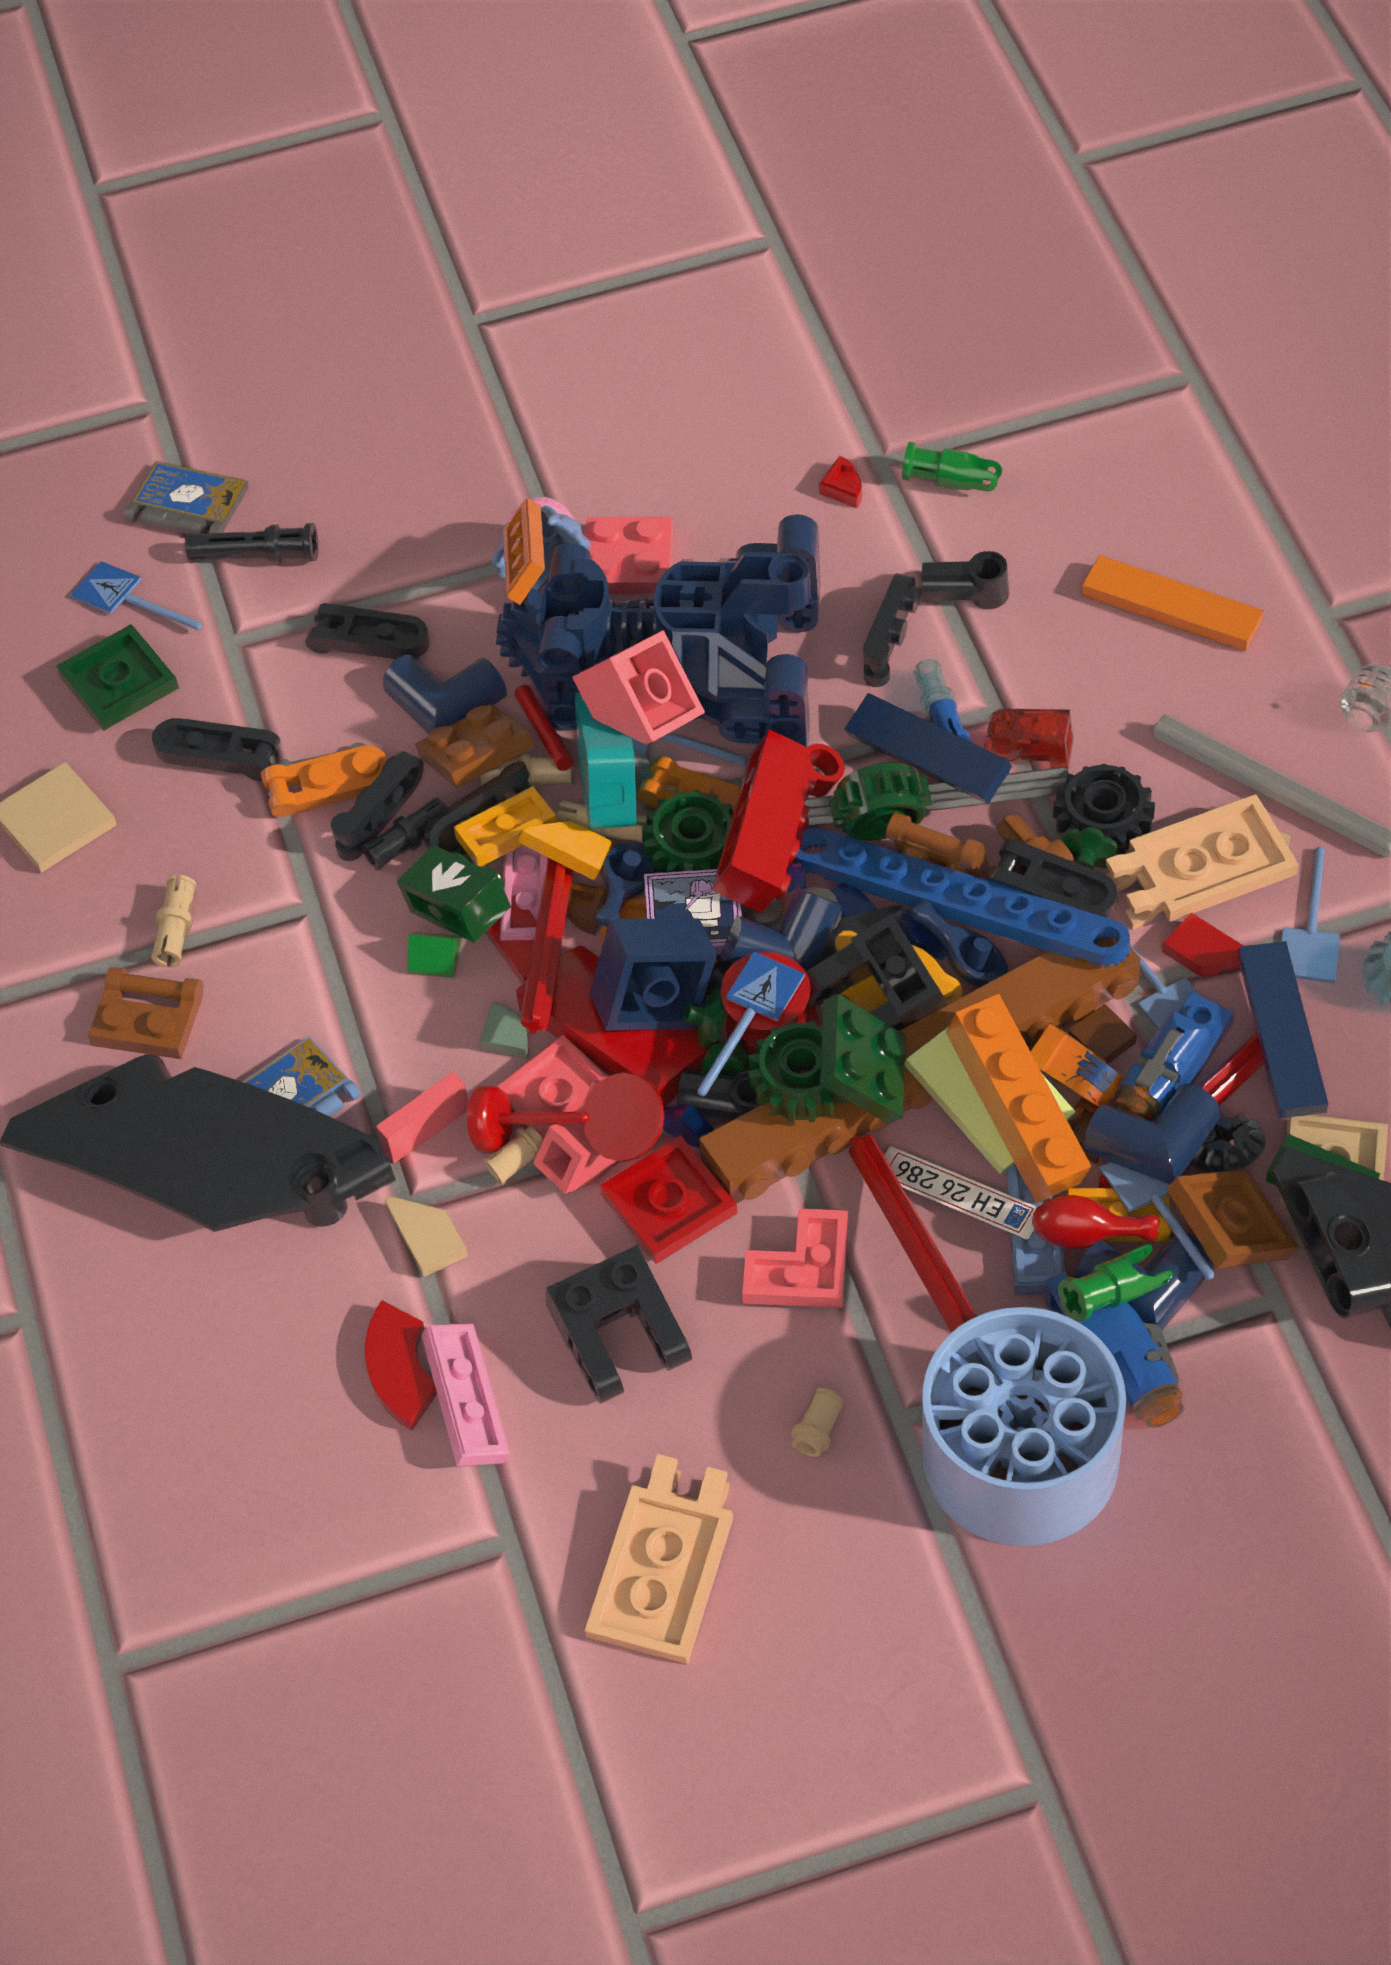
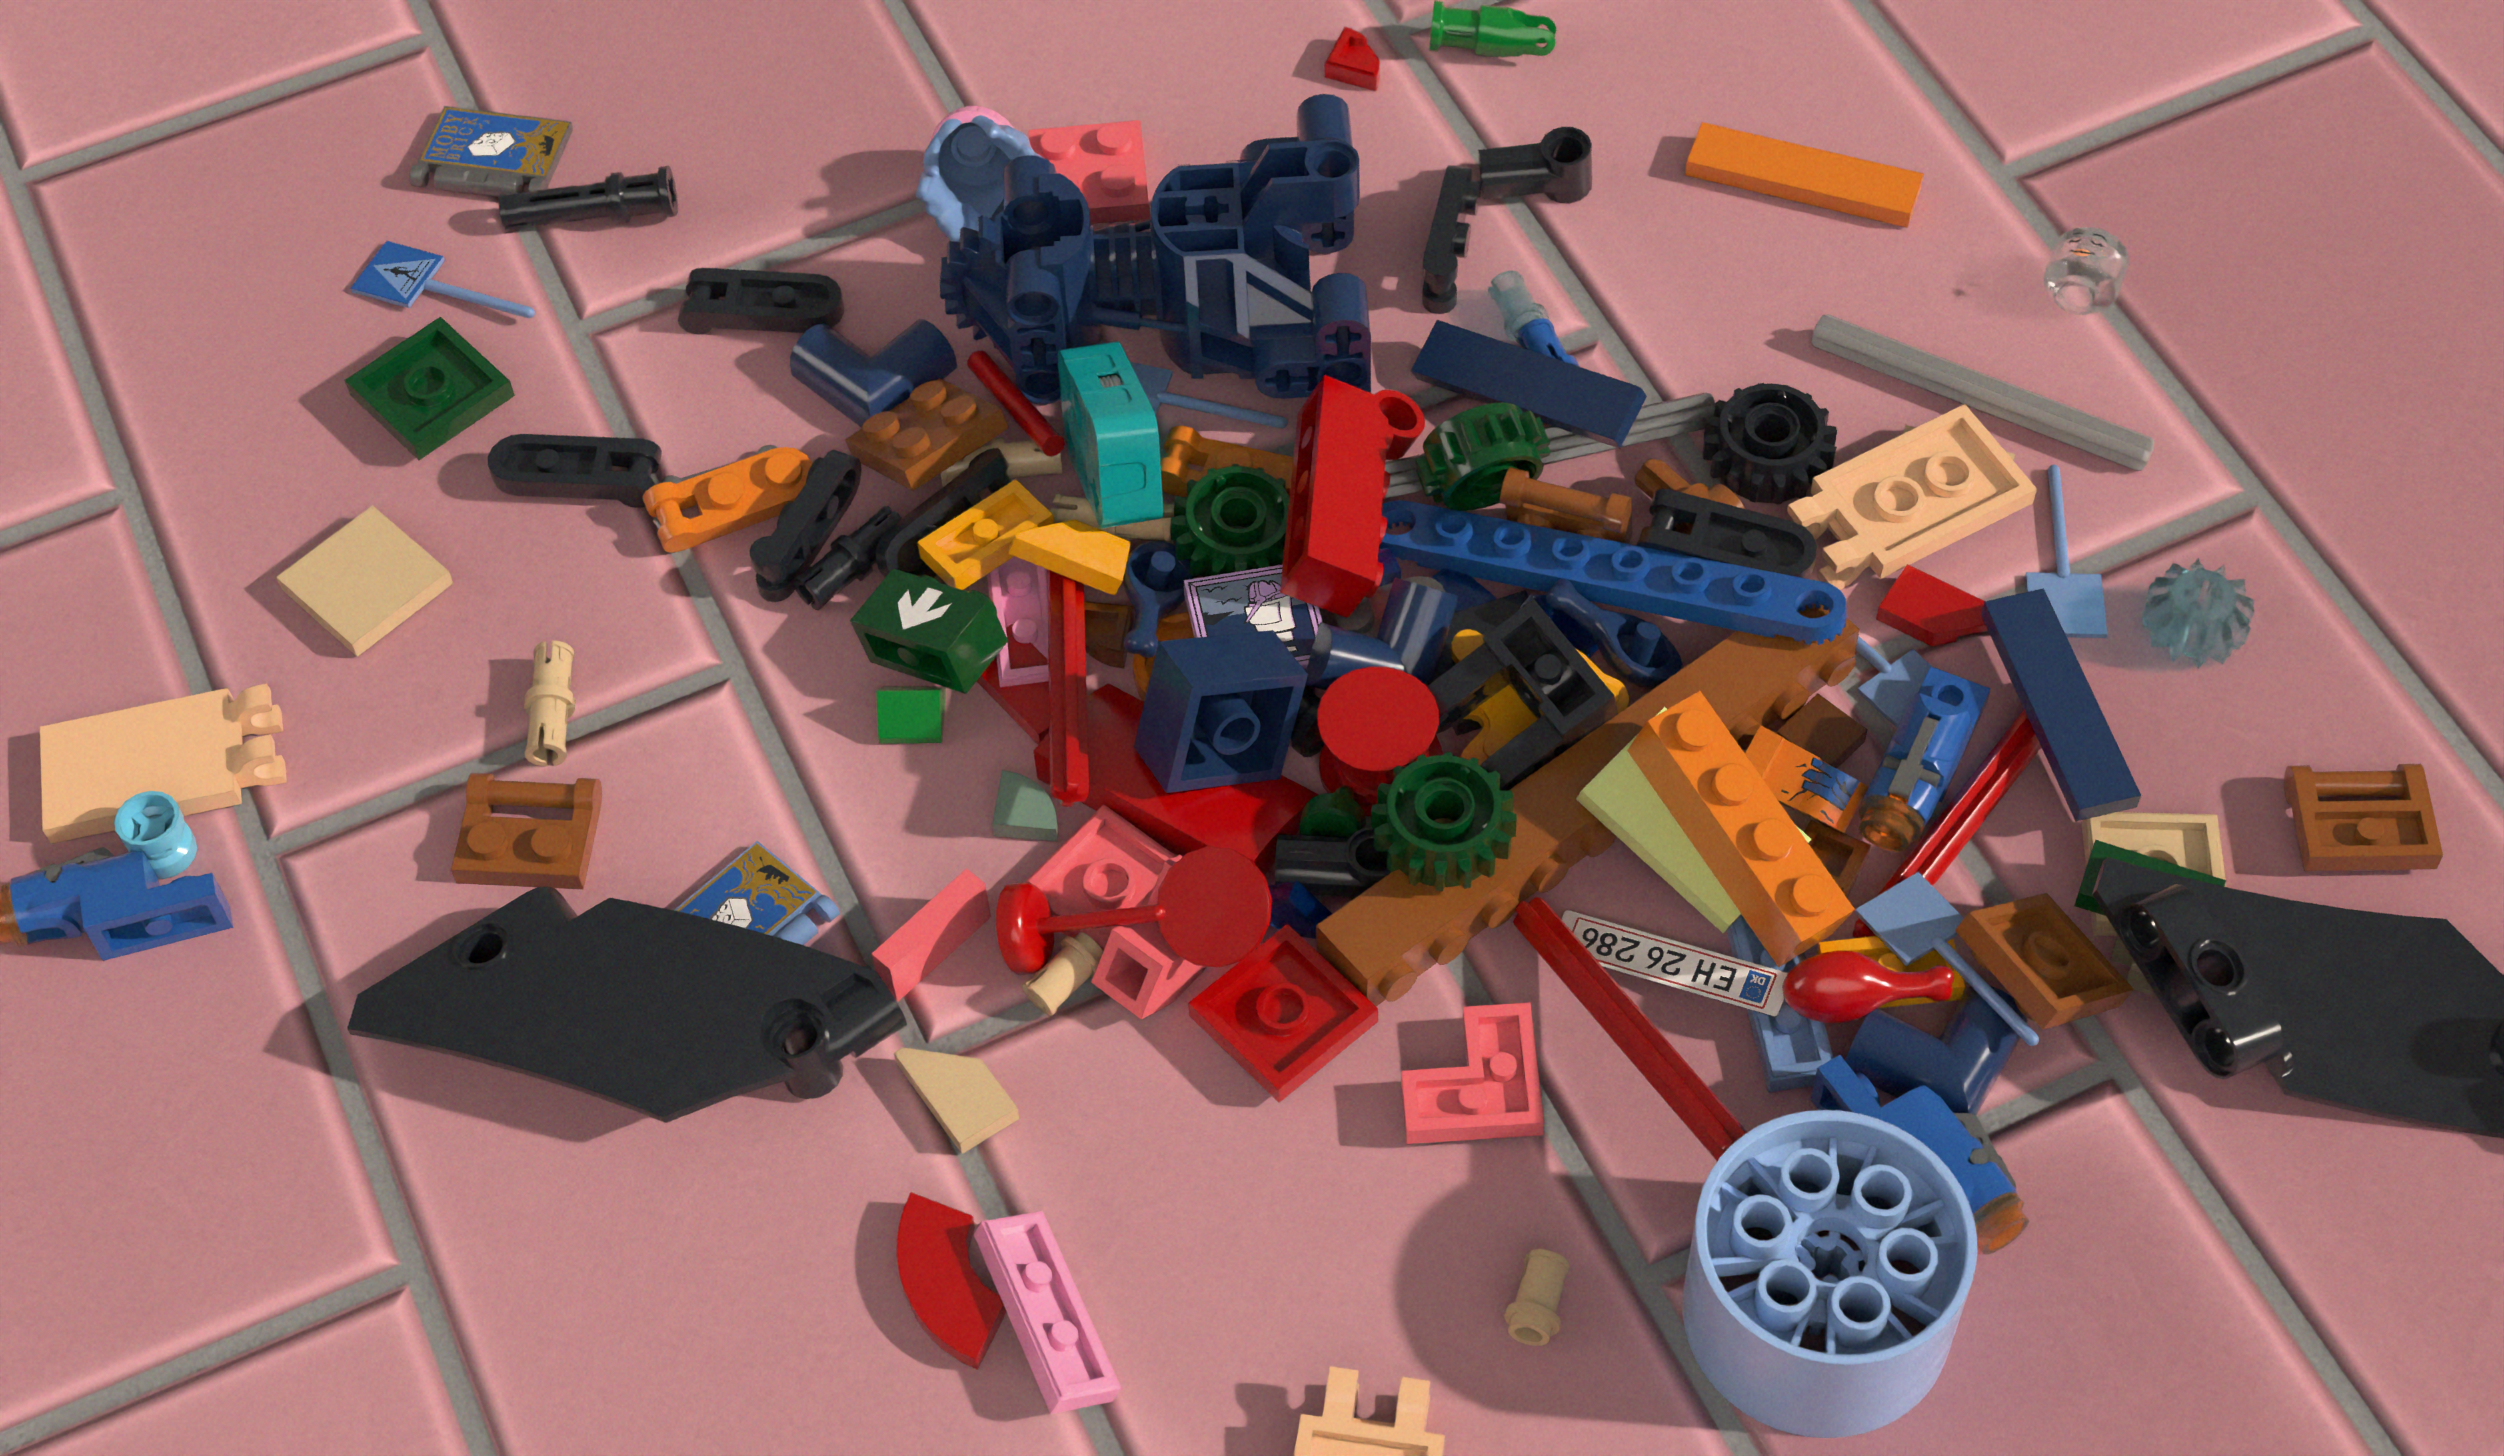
camera: 10 degrees left, 0 degrees up
(523, 550) = (964, 172): orange tile -> none
(603, 1295) = (1219, 1151): black brick -> none
(640, 691) = (1150, 338): coral slope -> none
(706, 1017) = (1300, 762): dark green plant -> none
(762, 989) = (1374, 715): piece -> none
(862, 1059) = (1526, 796): dark green plate -> none
(1031, 735) = (1658, 354): clear red leg -> none
(1089, 847) = (1764, 490): dark green plant -> none
(1109, 1285) = (1906, 1067): green piece -> none
(1158, 1147) = (1928, 875): dark blue brick -> none
(1222, 1156) = (2011, 877): black gear -> none

